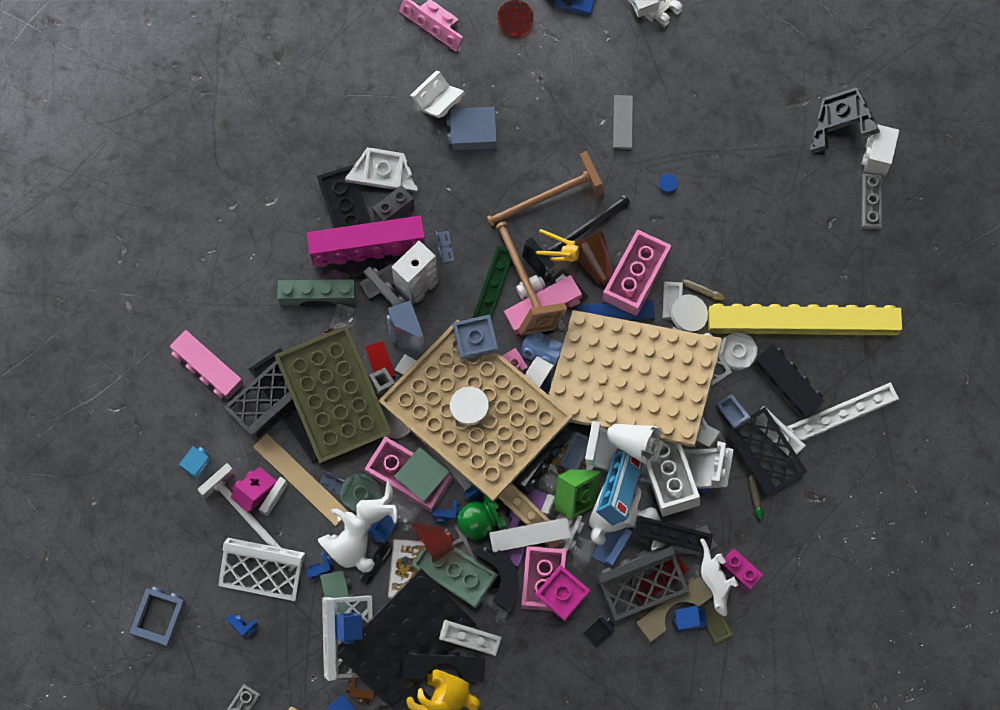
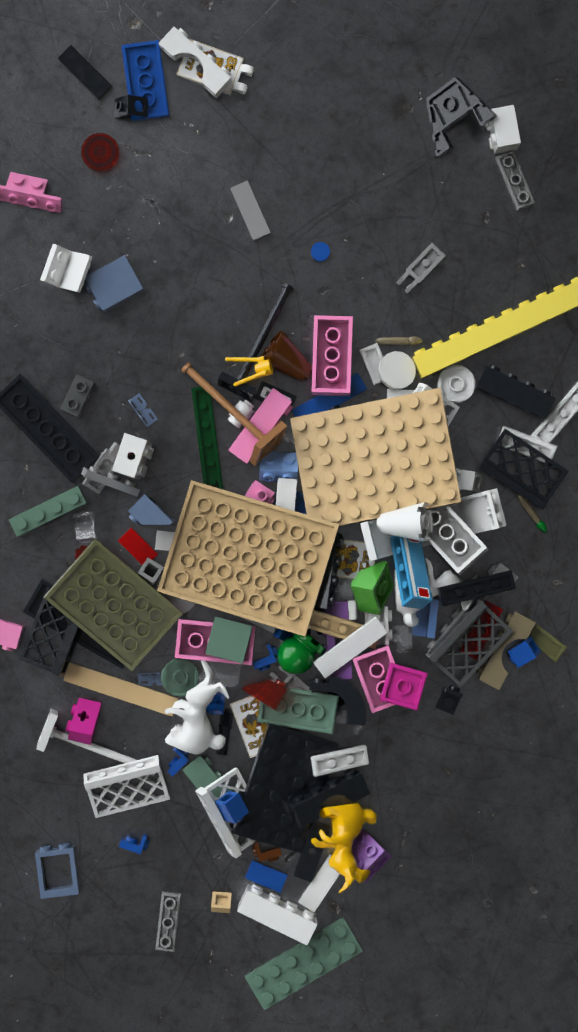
camera: 20 degrees left, 15 degrees up
(195, 462) = (19, 719): dark azure brick -> none
(273, 496) = (104, 718): white tile -> none
(364, 241) = (71, 445): dark pink brick -> none
(382, 170) = (50, 365): white wing -> none
(469, 406) = (242, 559): white tile -> none
(475, 337) = (216, 491): sand blue tile -> none
(575, 452) = (354, 550): sand blue tile -> none
(589, 175) = (244, 282): medium nougat tile -> none
(715, 579) = (532, 609): white animal -> none
(733, 411) = (478, 445): sand blue tile -> none
(743, 571) = (548, 587): dark pink brick -> none
(753, 236) = (422, 266): none -> light grey hinge

